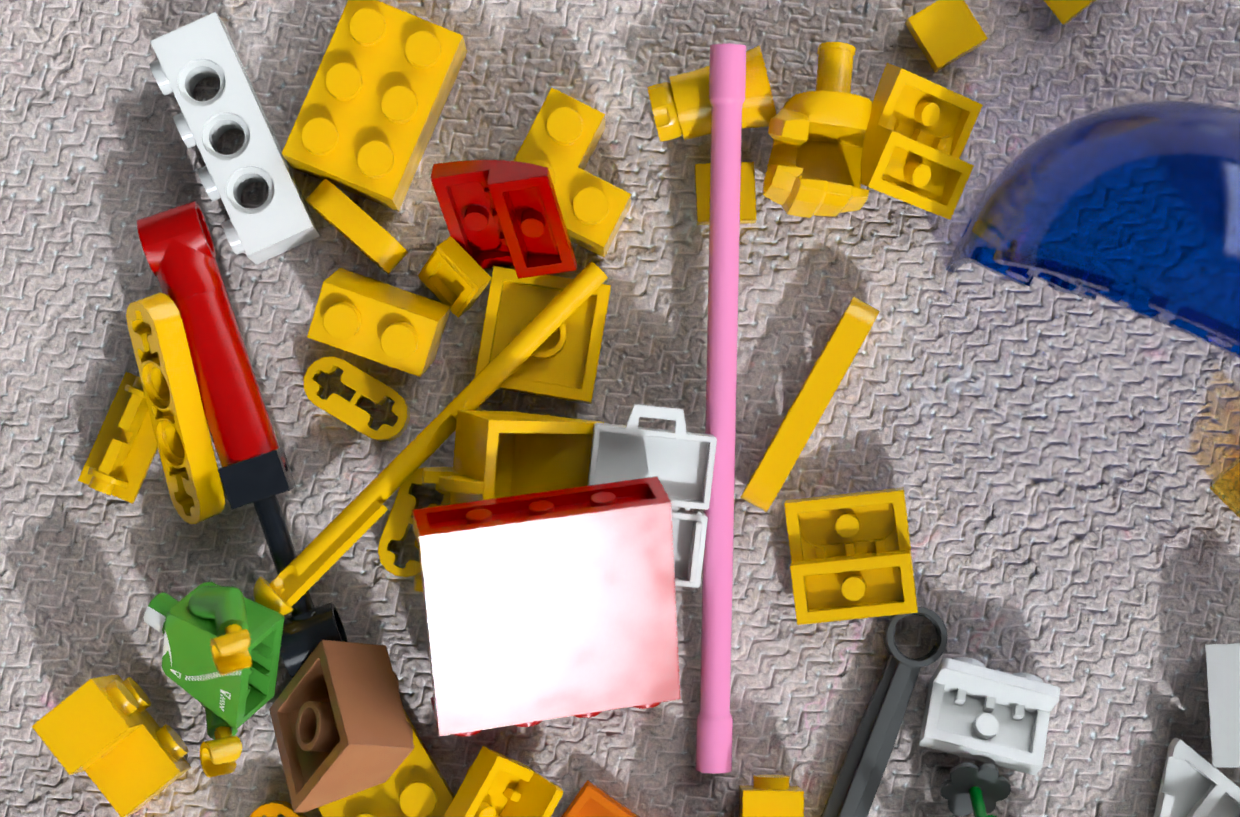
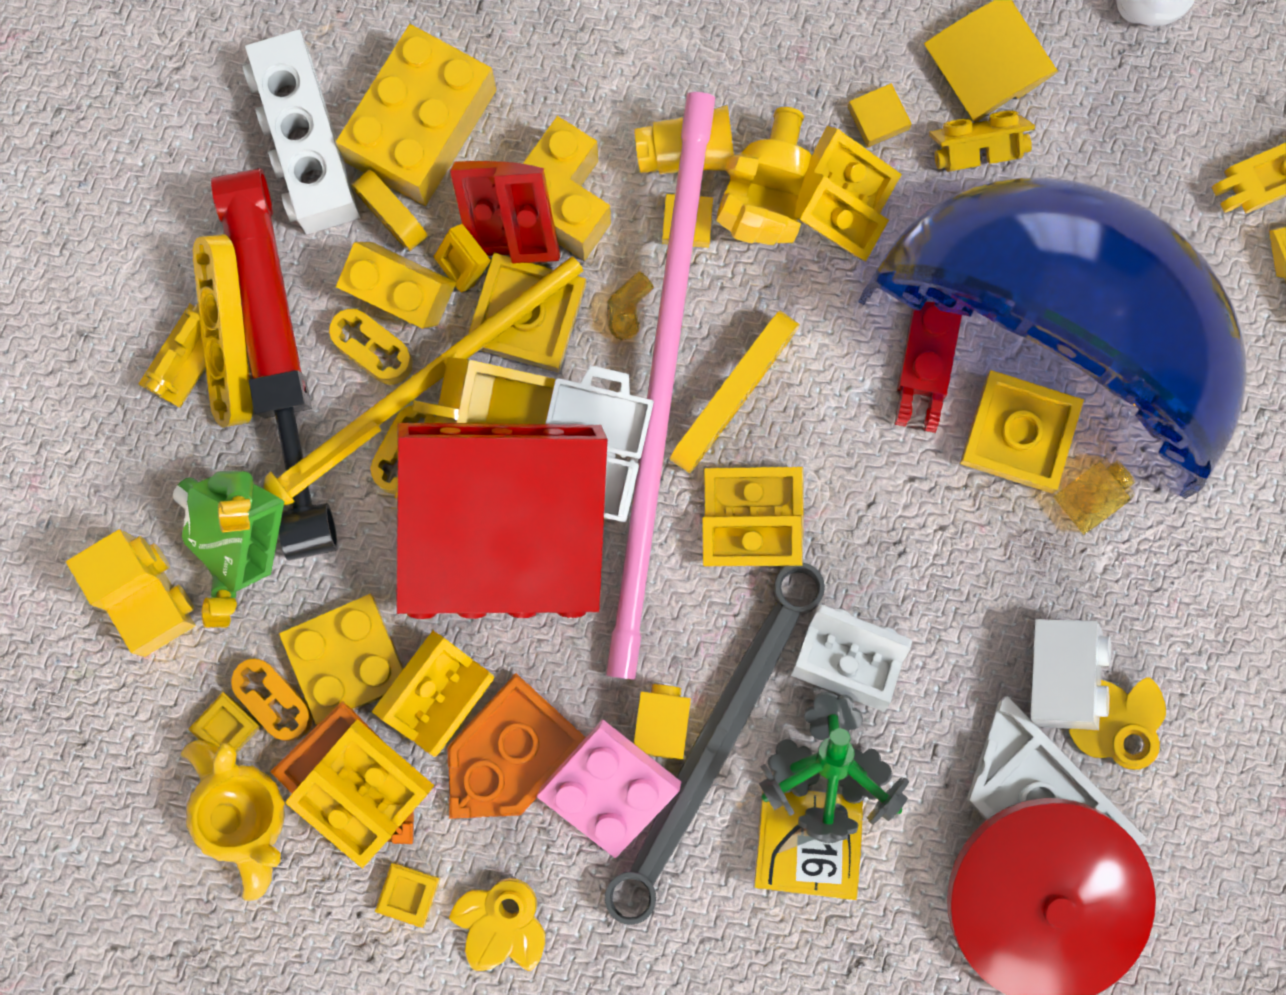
camera: 10 degrees right, 5 degrees down
(340, 724) = (319, 597): nougat slope -> none
(659, 312) = (622, 306): none -> clear yellow arm
(1038, 347) = (927, 363): none -> red hinge
(1101, 39) = (963, 139): none -> yellow hinge
(1163, 411) = (1022, 431): none -> yellow plate

